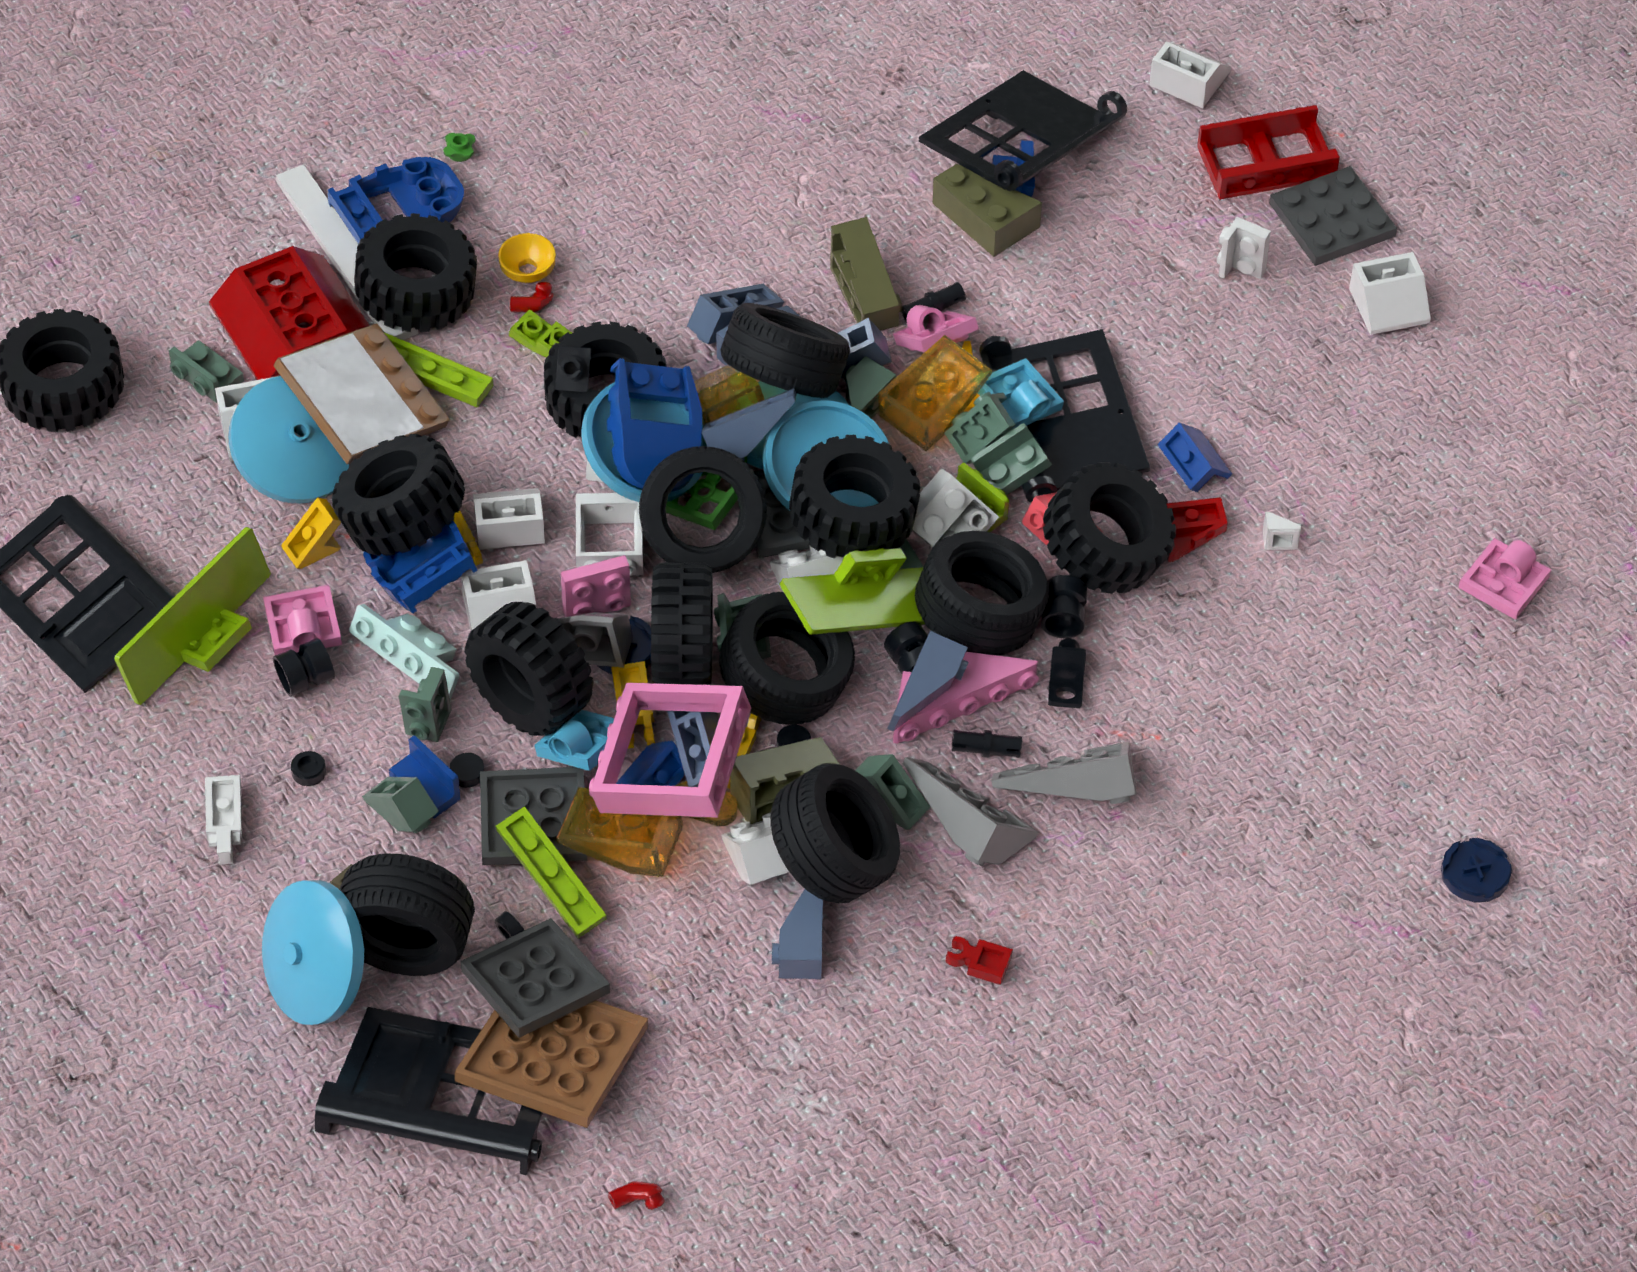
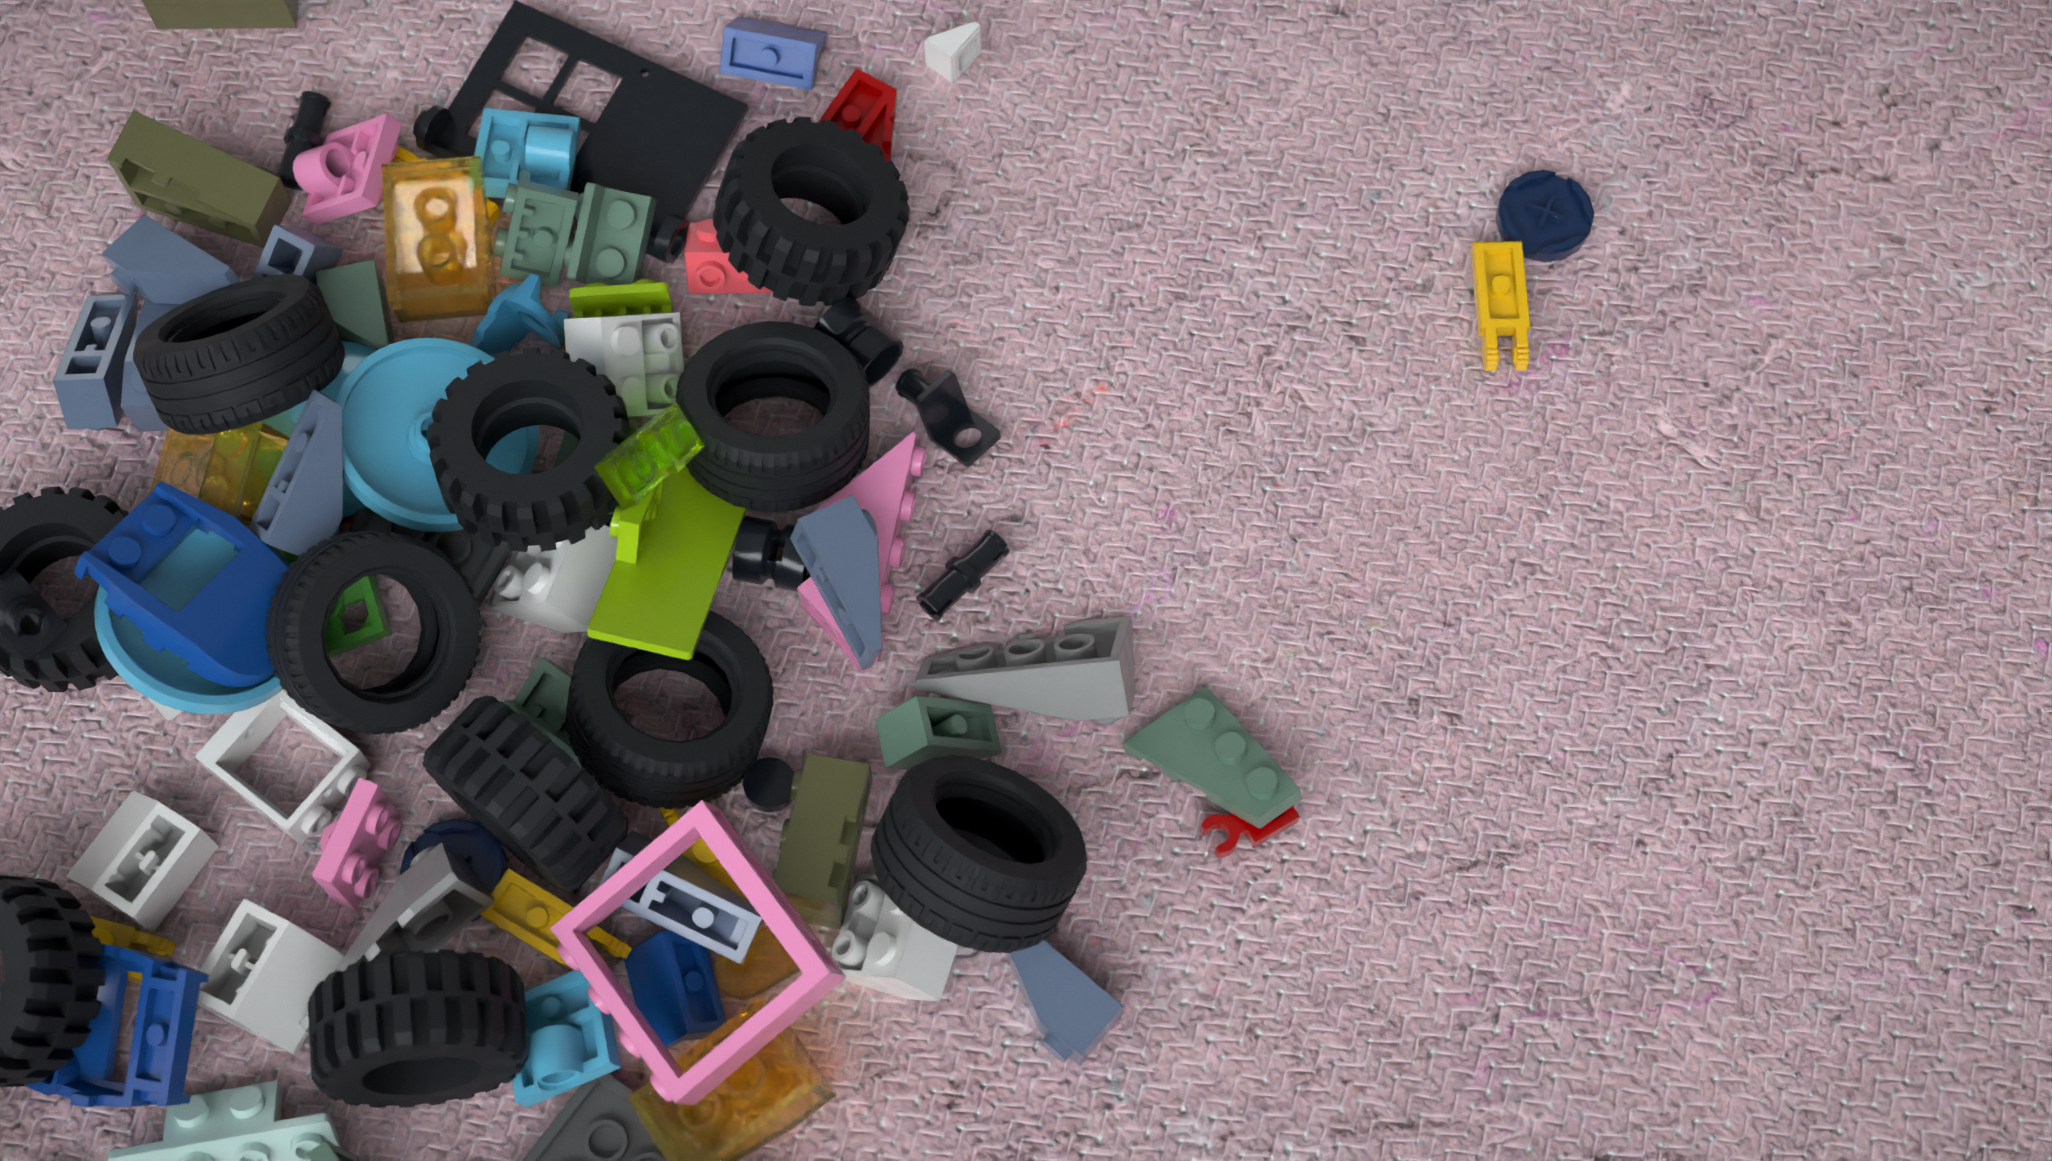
camera: 50 degrees left, 15 degrees up
(805, 293) = (164, 265): none -> sand blue slope
(895, 541) = (649, 456): none -> clear neon green slope
(927, 454) = (514, 315): none -> dark azure hair
(996, 919) = (1217, 756): none -> sand green wing
(1098, 775) = (1105, 498): light grey wedge -> none
(1398, 880) = (1501, 300): none -> yellow hinge

